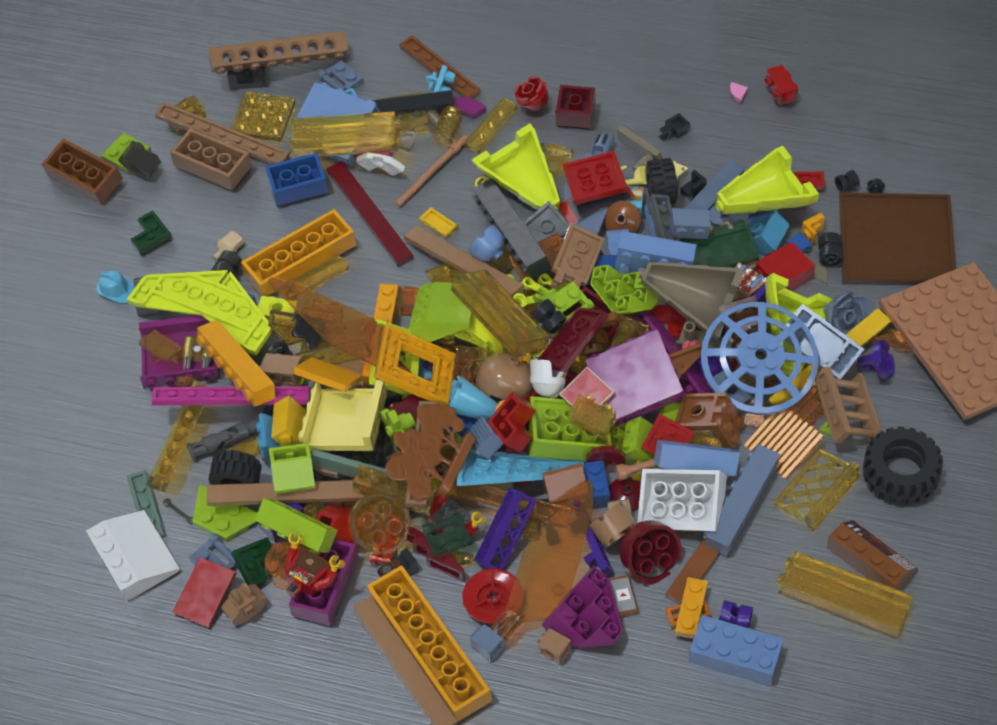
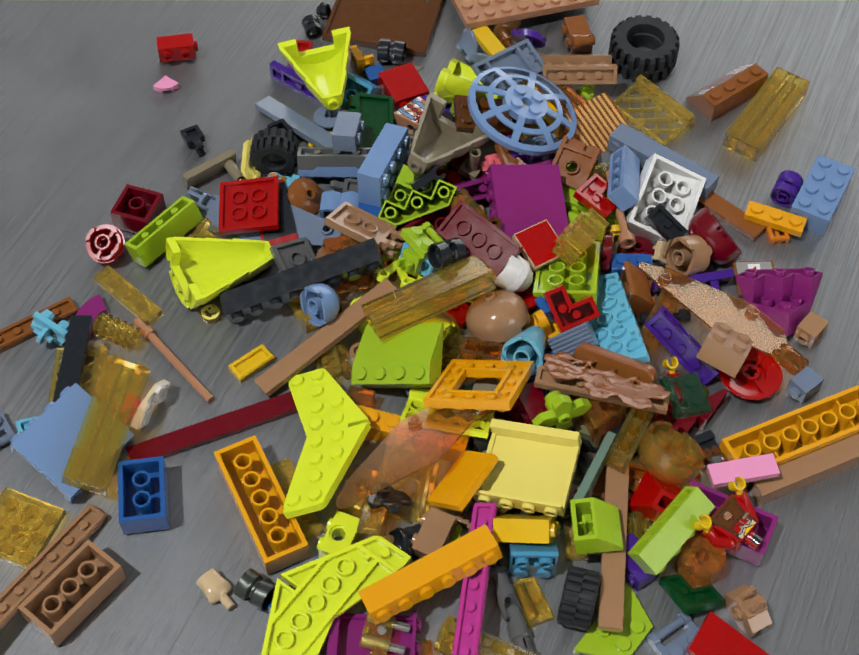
camera: 85 degrees left, 0 degrees up
(351, 279) = (334, 435): none -> neon yellow wing
(367, 581) = (749, 468): none -> bright pink tile
(498, 558) = (725, 349): none -> medium nougat brick
(558, 129) = (172, 222): none -> lime brick
(632, 286) = (422, 181): none -> black plate
(647, 501) = (665, 223): none -> black plate
(909, 406) = (577, 35): none -> dark orange hinge

